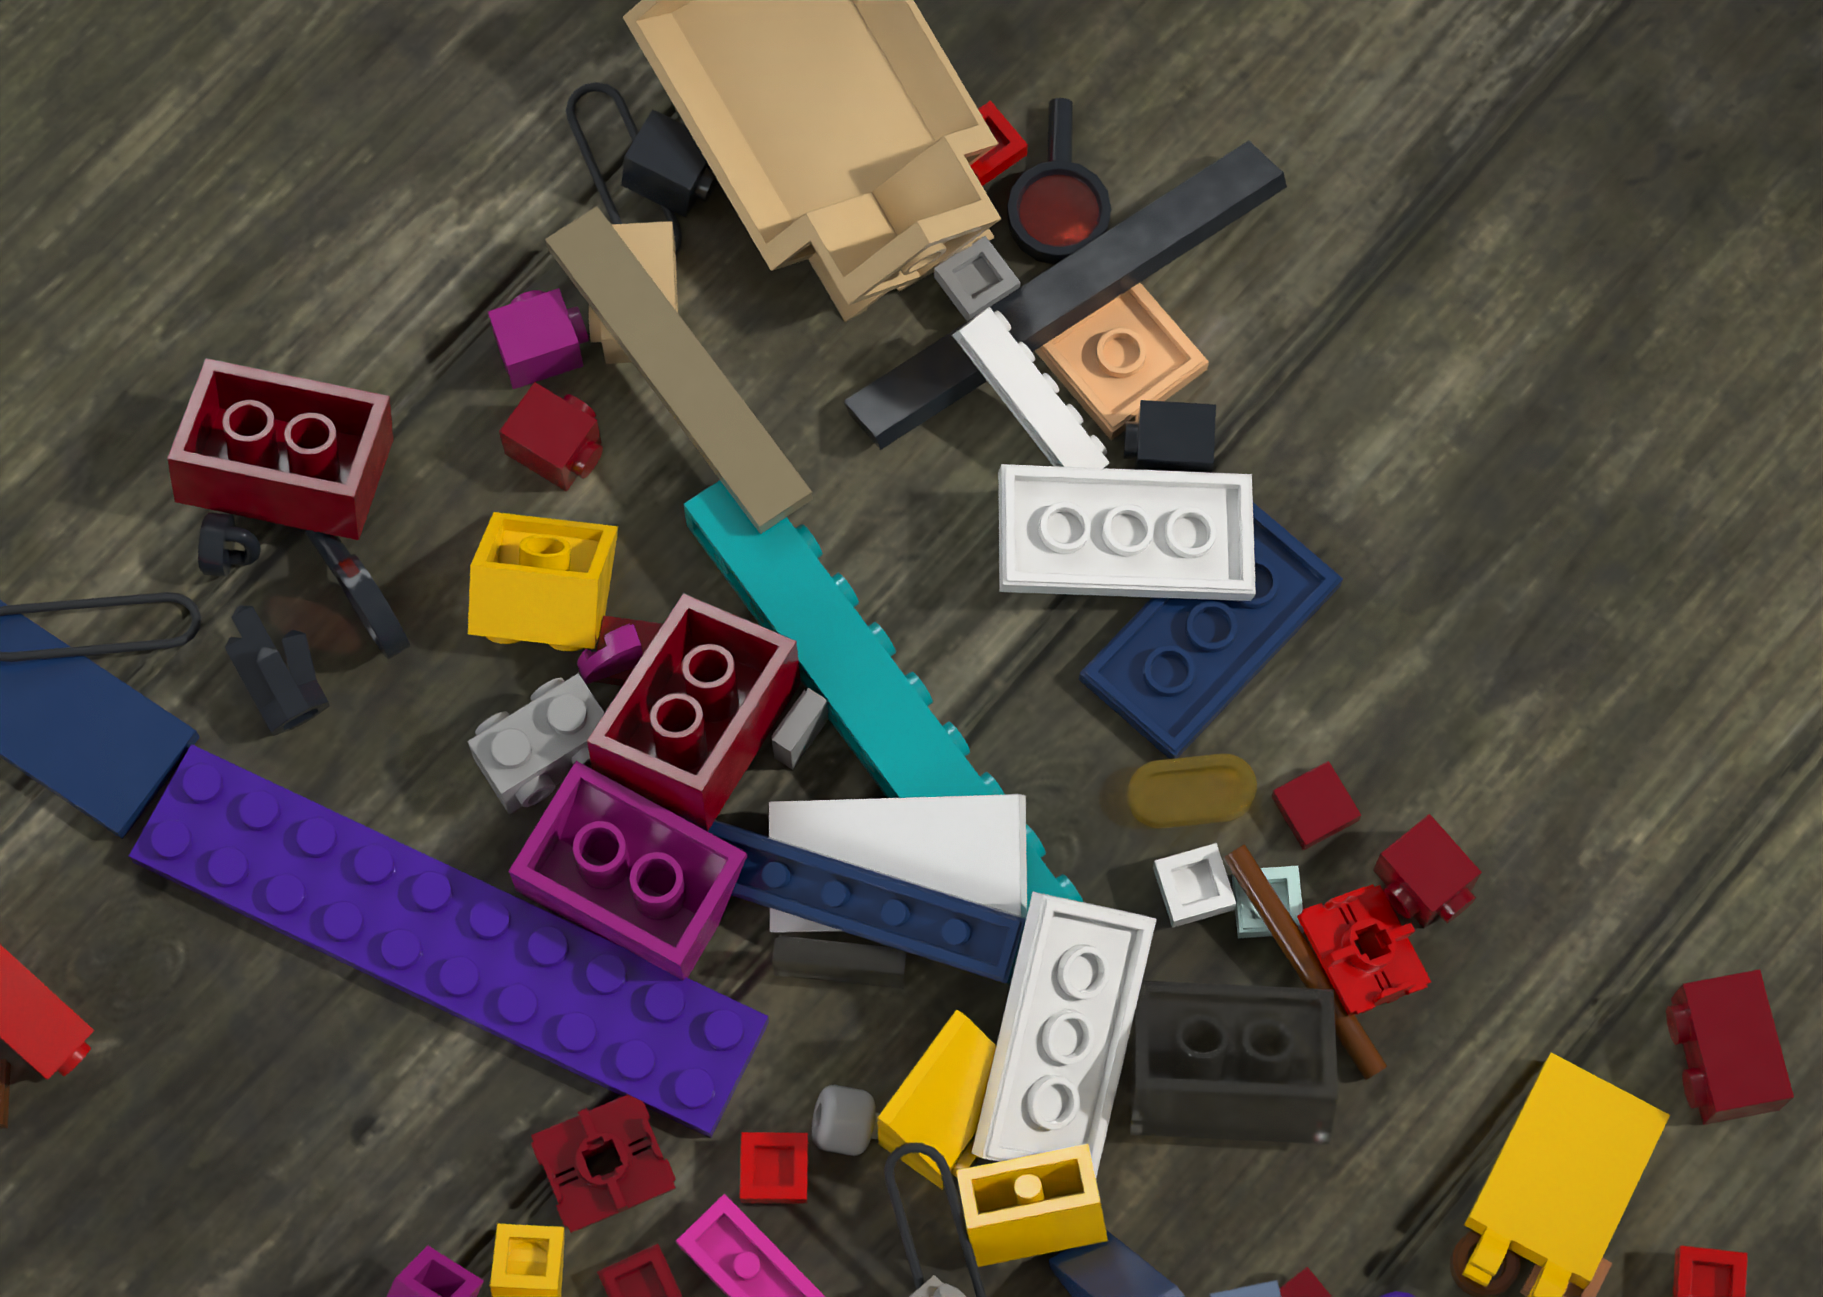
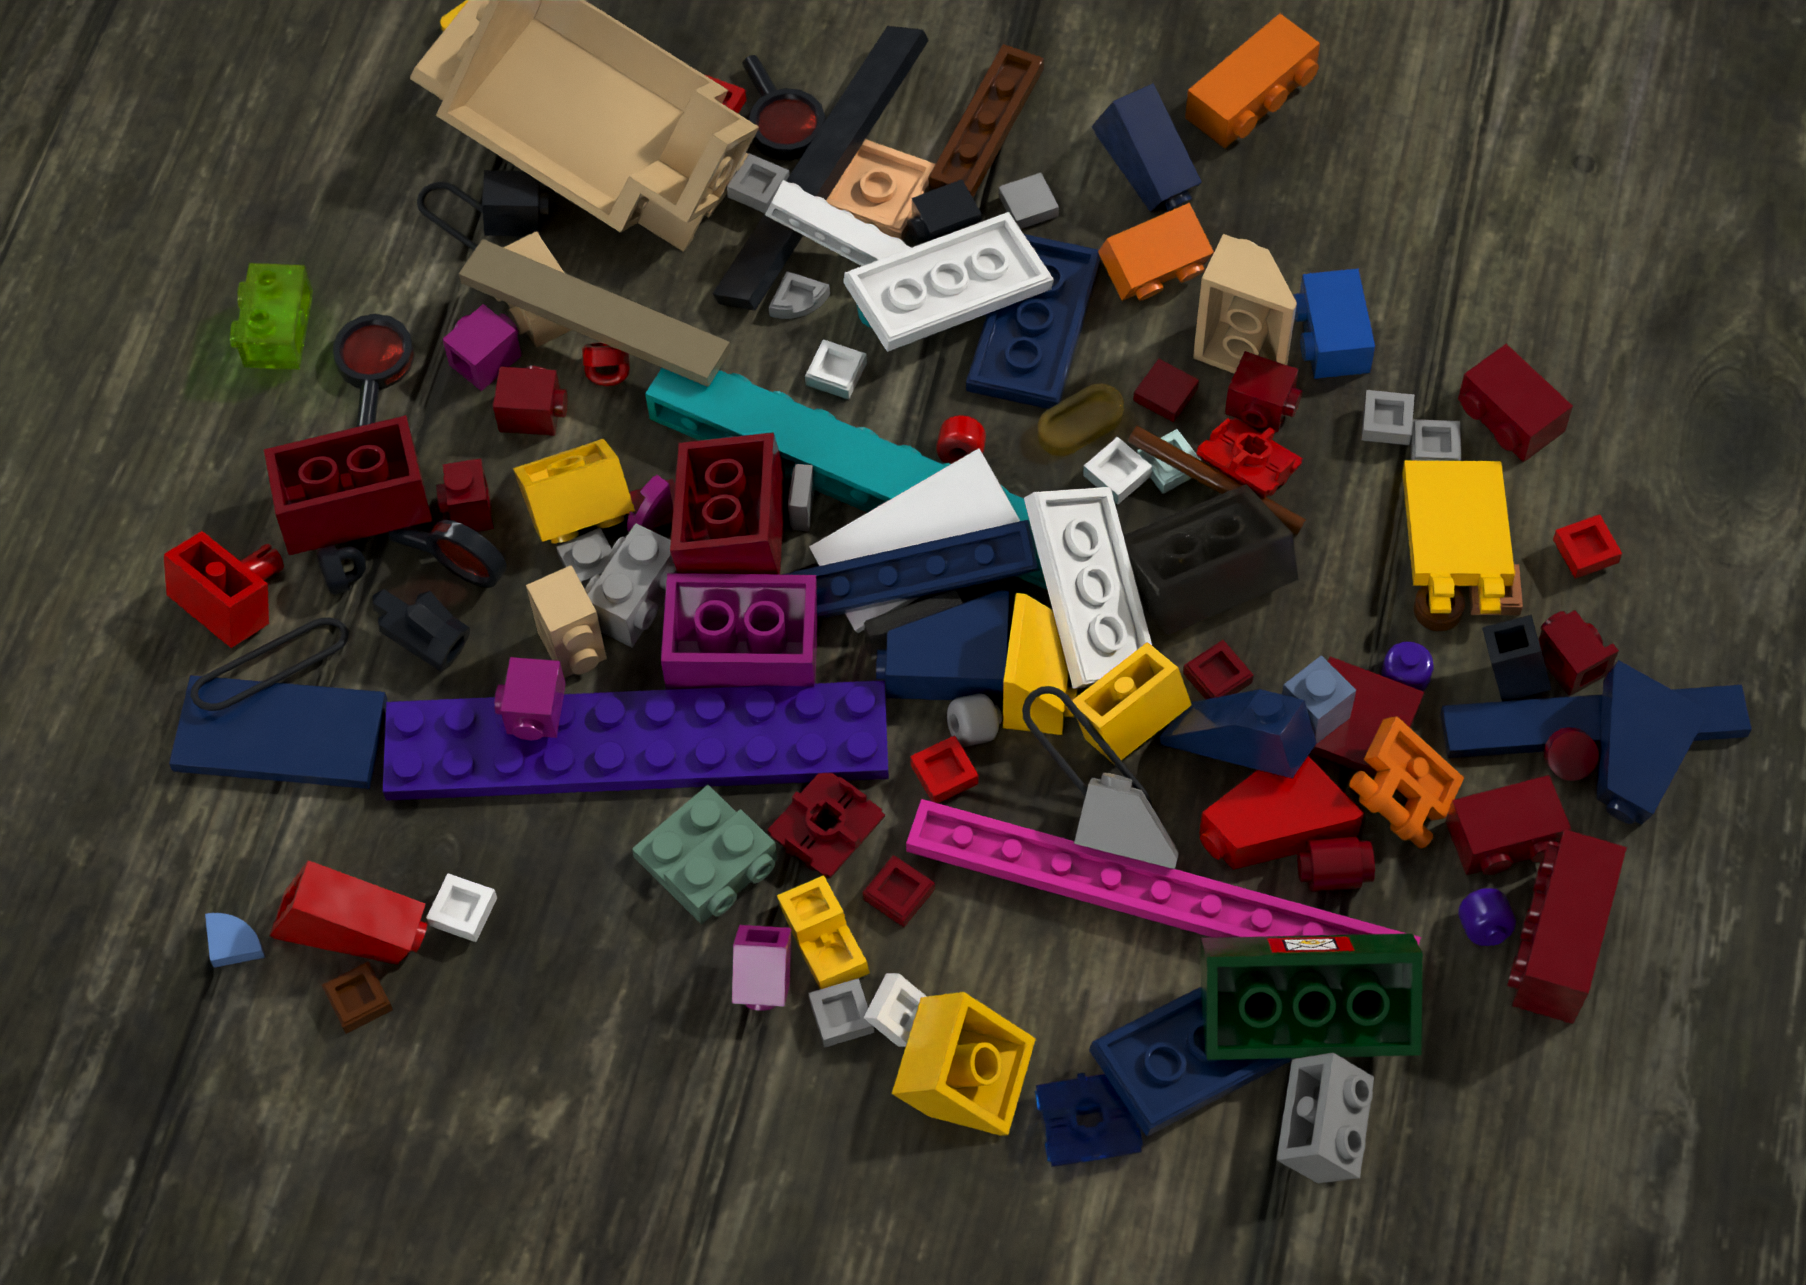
camera: 25 degrees left, 10 degrees down
(77, 507) = (219, 588): none -> red brick
(140, 1048) = (461, 907): none -> white plate
(315, 178) = (272, 316): none -> clear neon green brick
(341, 837) = (531, 698): none -> magenta brick
(411, 283) = (372, 356): none -> piece
(413, 529) = (466, 495): none -> dark red brick
(434, 759) = (567, 621): none -> tan brick
(447, 1127) = (707, 854): none -> sand green plate
(513, 675) = (587, 554): none -> light grey plate
(660, 425) = (602, 355): none -> red tile
(860, 1021) = (949, 653): none -> dark blue slope
(937, 574) = (836, 369): none -> white tile
(944, 453) = (798, 296): none -> light grey tile
(1030, 749) = (959, 438): none -> red piece
(1167, 1211) = (1218, 672): none -> dark red tile
(1292, 464) = (1029, 200): none -> light grey tile
(1299, 332) = (988, 119): none -> reddish brown plate
(1402, 621) = (1156, 253): none -> orange brick
(1449, 761) = (1243, 307): none -> tan slope
(1471, 477) = (1148, 149): none -> dark blue slope
(1563, 984) = (1387, 417): none -> light grey plate
(1570, 825) = (1335, 323): none -> blue brick
(1606, 1045) = (1435, 440): none -> light grey tile
(1660, 441) = (1253, 81): none -> orange brick

